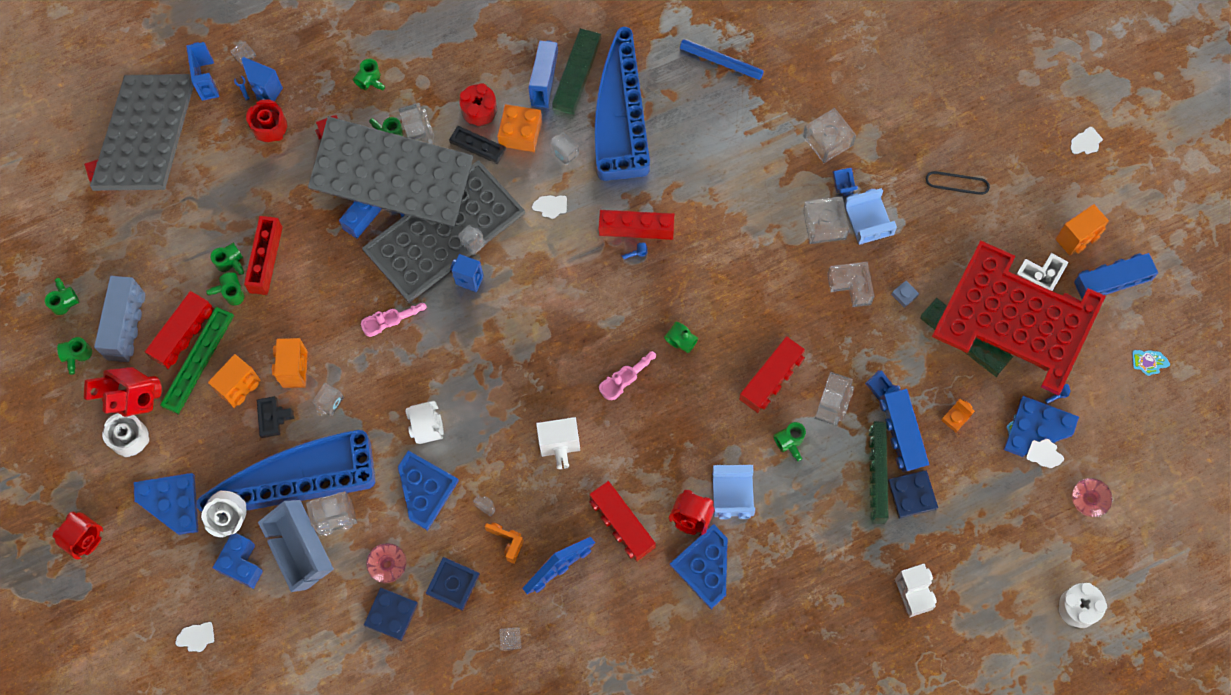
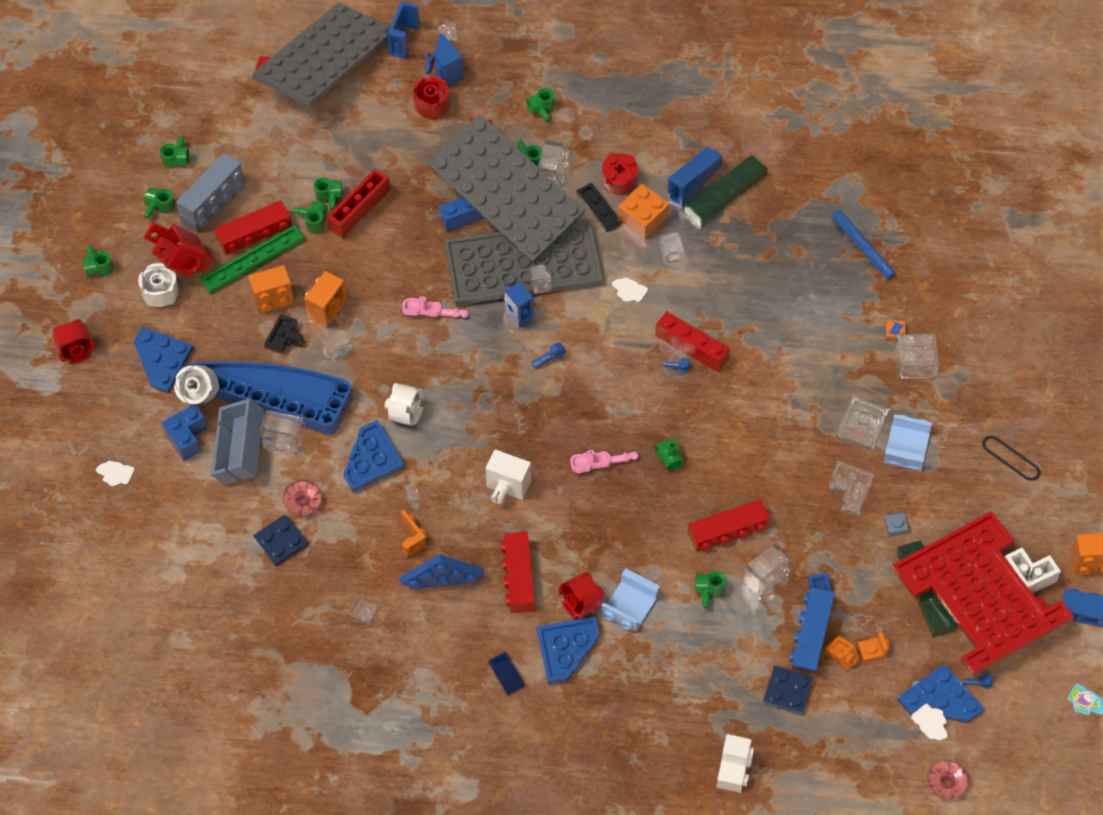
camera: 30 degrees right, 10 degrees down
(47, 443) = (93, 265): none -> green piece
(452, 583) = (345, 544): dark blue plate -> none
(525, 298) = (556, 351): none -> blue bar
(613, 121) = (729, 247): blue beam -> none
(669, 621) = (506, 673): none -> clear blue tile
(795, 121) = (894, 328): none -> orange tile
(844, 181) = (904, 401): blue bracket -> none
(879, 474) = (768, 654): clear green piece -> none
(936, 433) = (843, 652): none -> orange bracket

